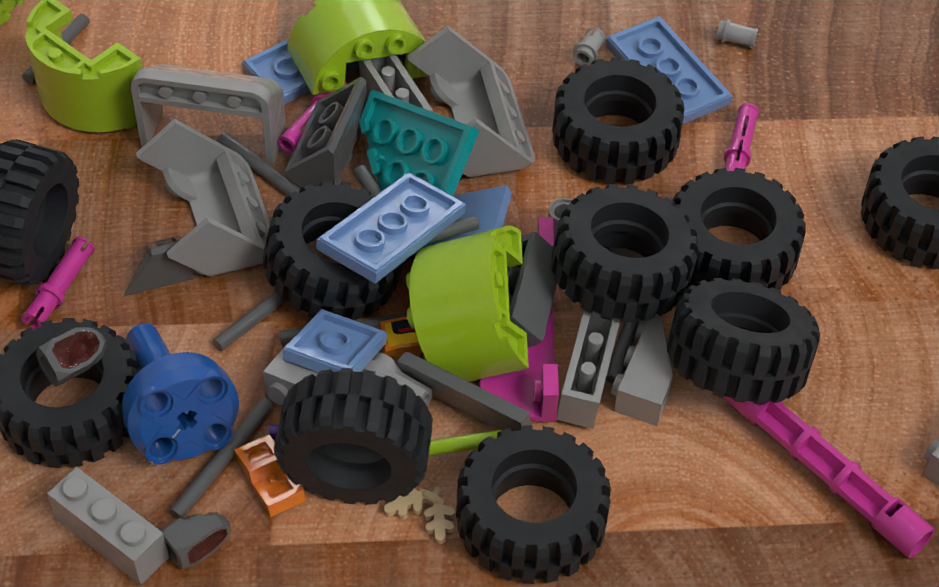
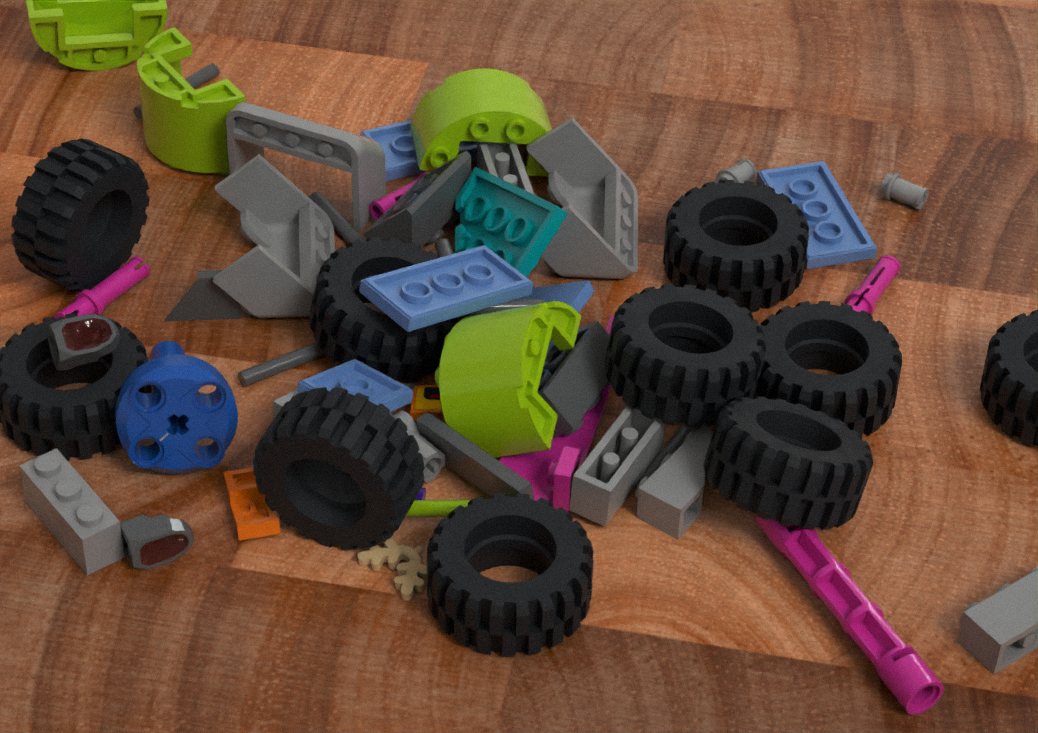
camera: 15 degrees right, 10 degrees down
(221, 459) = (201, 483): dark grey bar -> none

